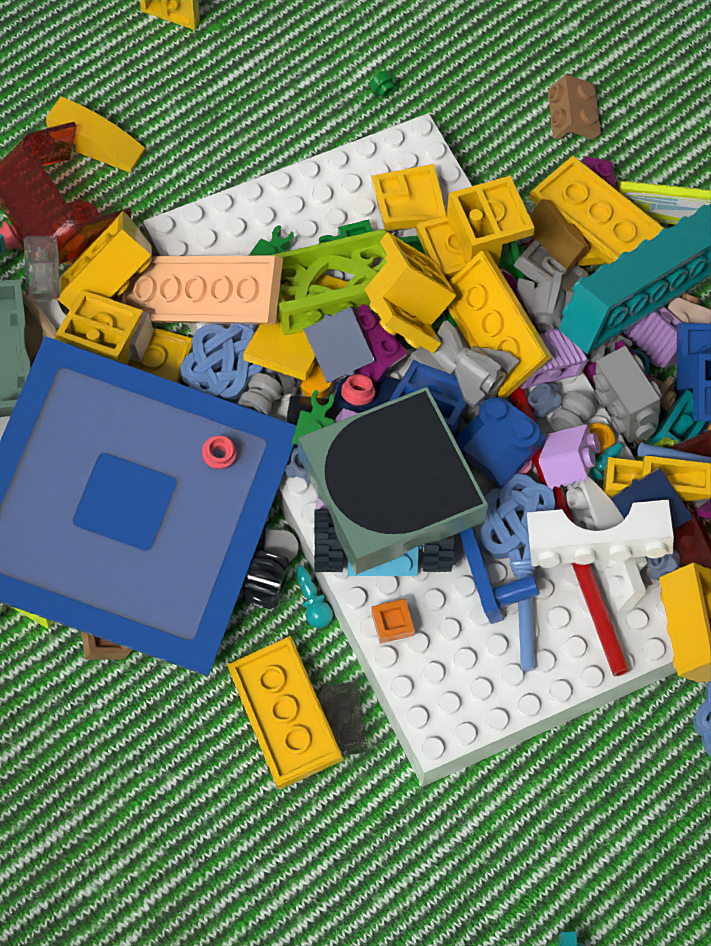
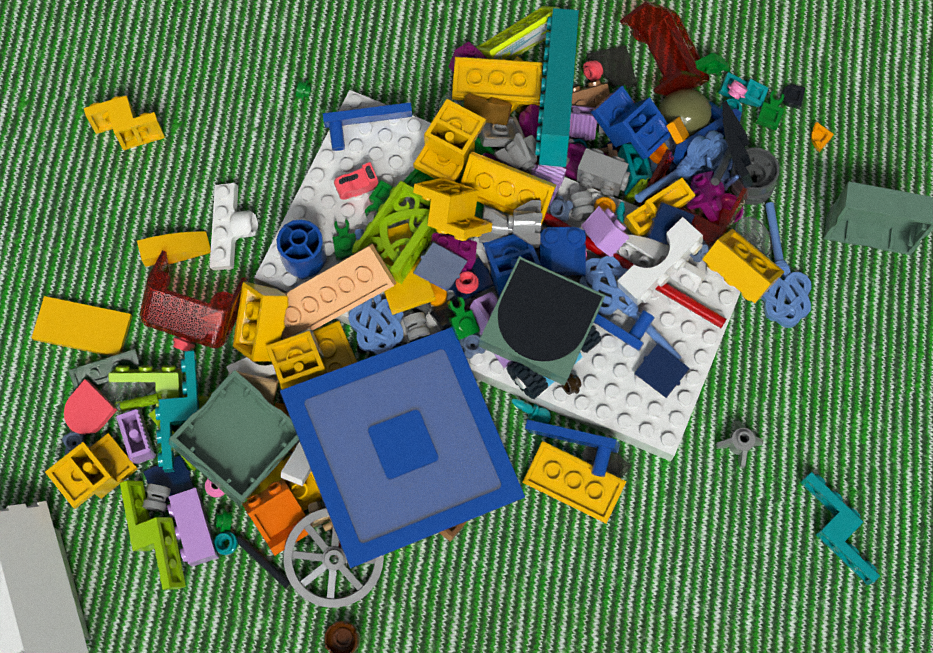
camera: 40 degrees left, 10 degrees up
(41, 268) = (229, 350): clear brick -> none
(172, 158) = (228, 226): none -> white plate
(211, 216) = (301, 248): none -> blue cylinder
(222, 443) = (427, 369): coral plate -> none
(266, 579) = (504, 421): black gear -> none
(280, 541) = (492, 396): light grey tile -> none
(340, 204) = (357, 182): none -> coral leg
(352, 691) = (603, 444): none -> blue piece
(375, 591) = (572, 385): none -> dark brown plate
(381, 126) = (336, 120): none -> blue piece
(392, 621) = (593, 391): orange plate -> none
(408, 197) = (390, 150): yellow plate -> none
(495, 664) = (661, 370): none -> dark blue piece
(523, 838) = (737, 446): none -> light grey brick
(573, 108) = (417, 24): medium nougat bracket -> none

